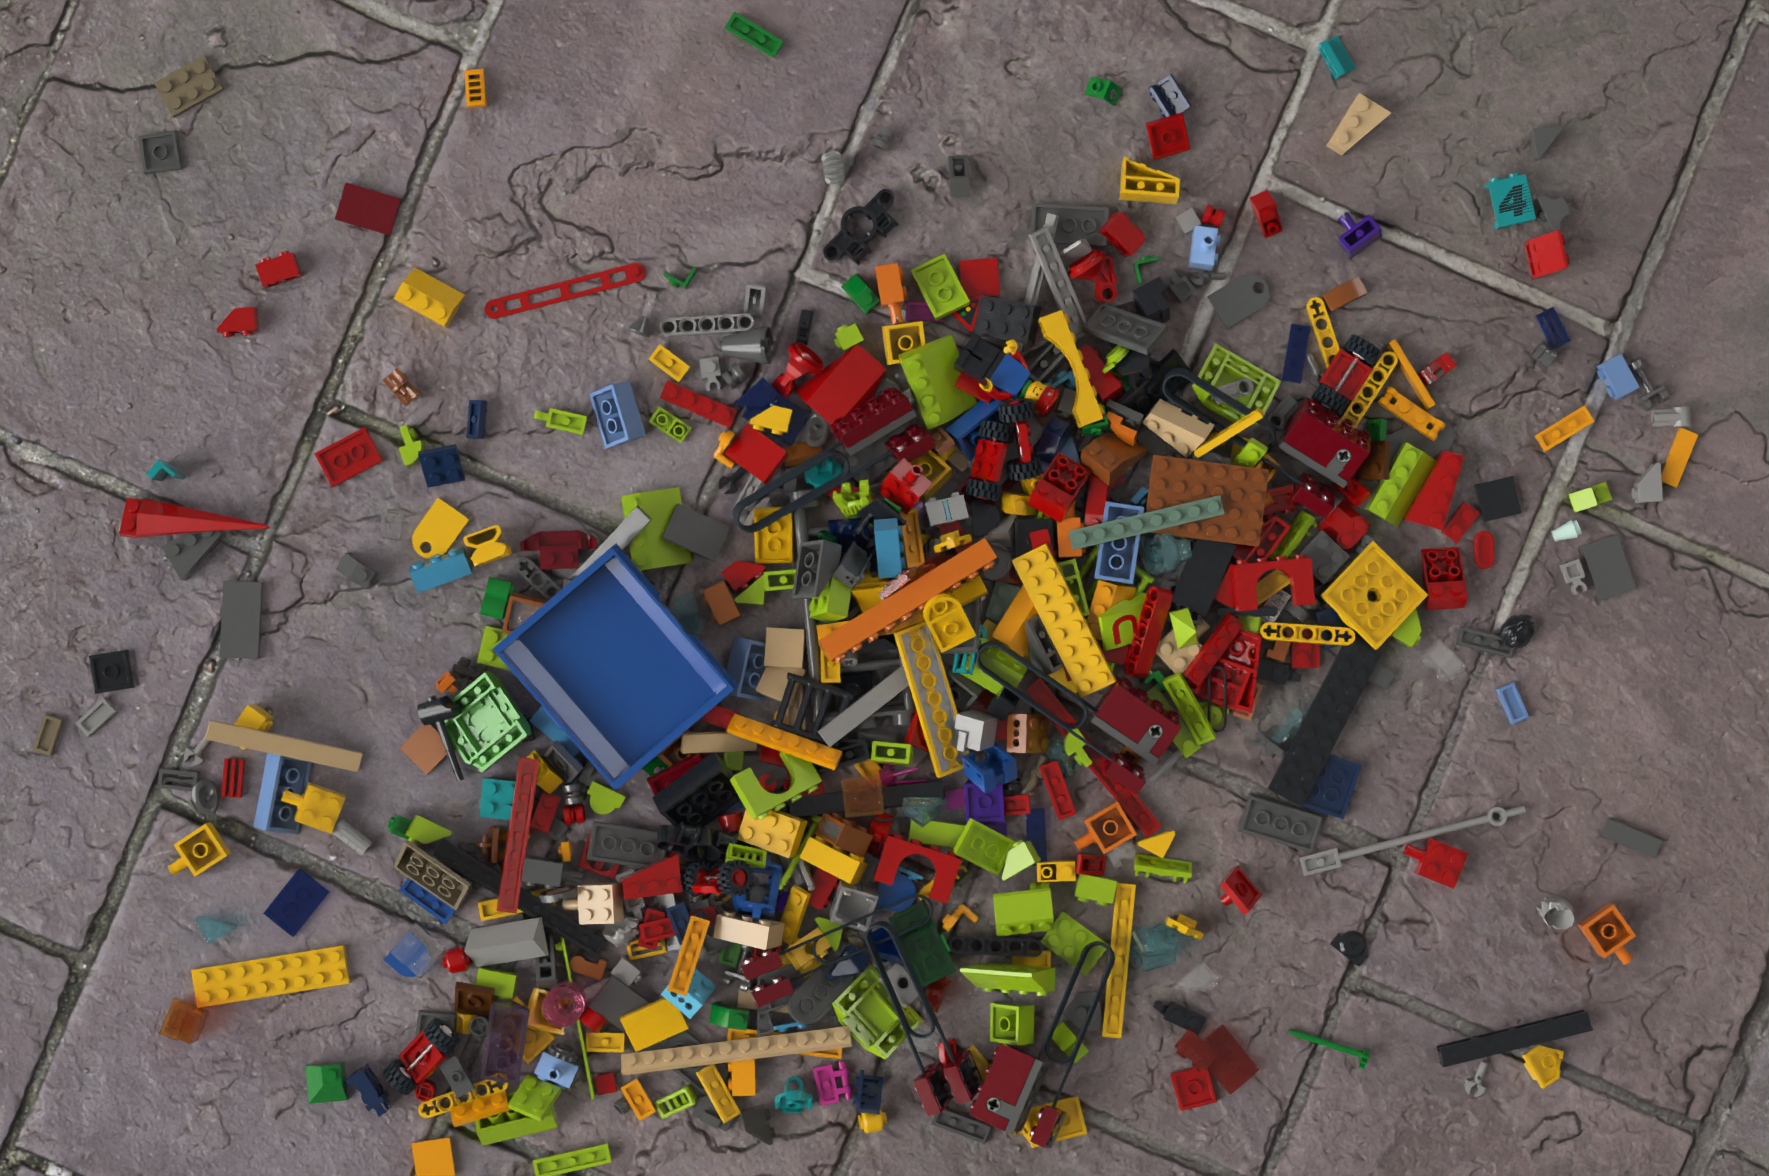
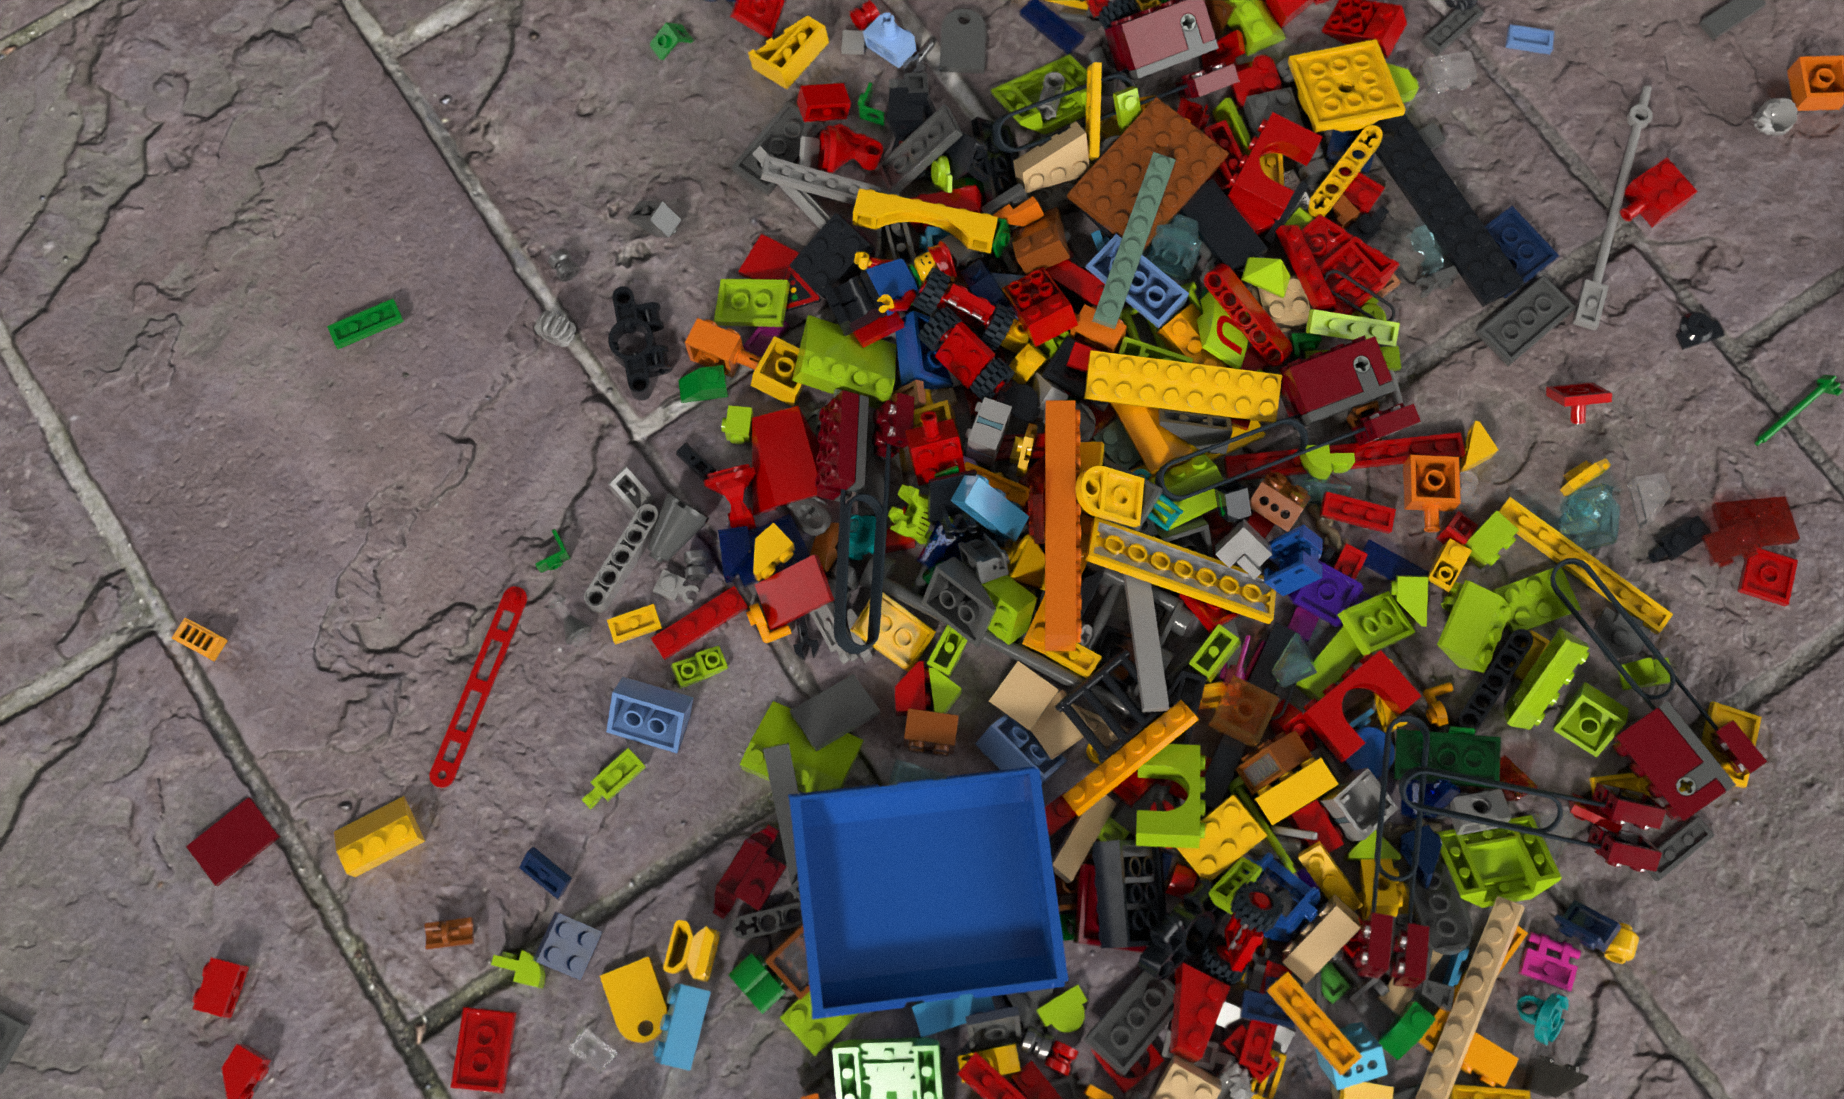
camera: 60 degrees left, 15 degrees down
(1162, 867) = (1506, 459): lime plate -> none

